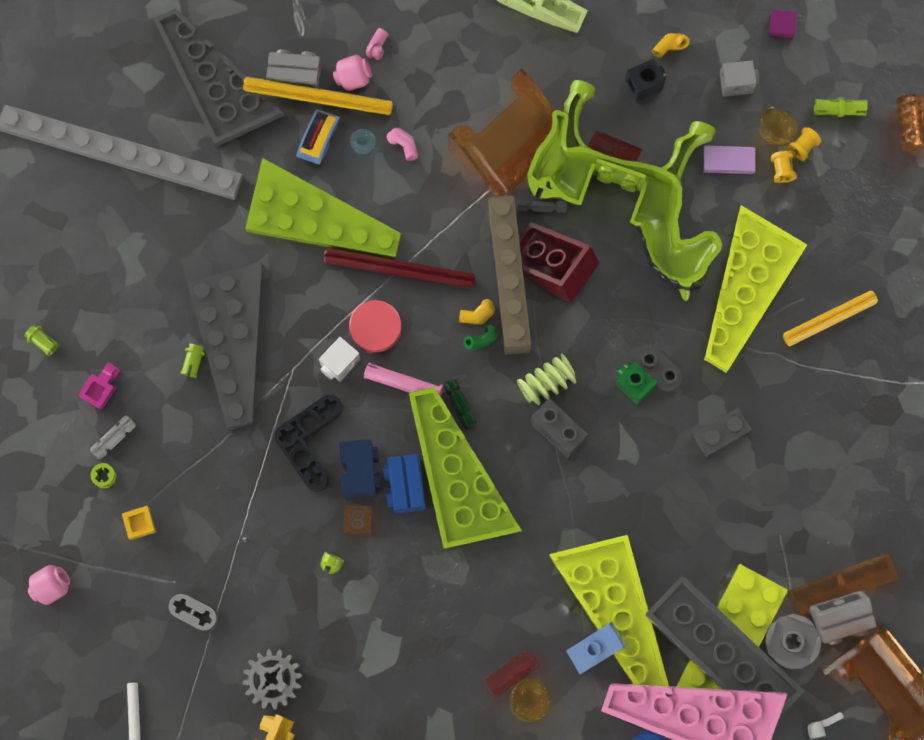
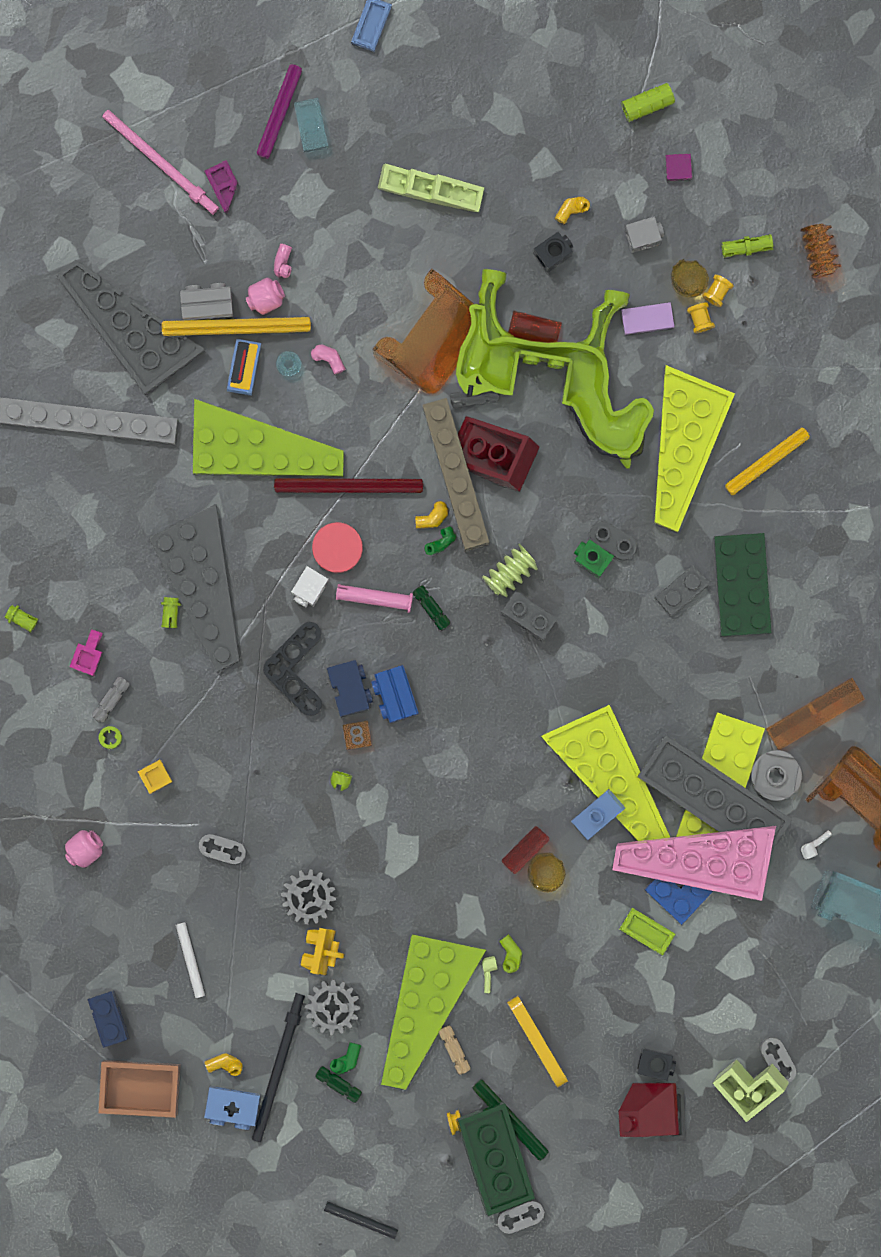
camera: 15 degrees left, 10 degrees up
(460, 488) = (448, 690): lime wing -> none
(786, 438) = (742, 584): none -> dark green plate
(843, 617) = (818, 745): light grey brick -> none

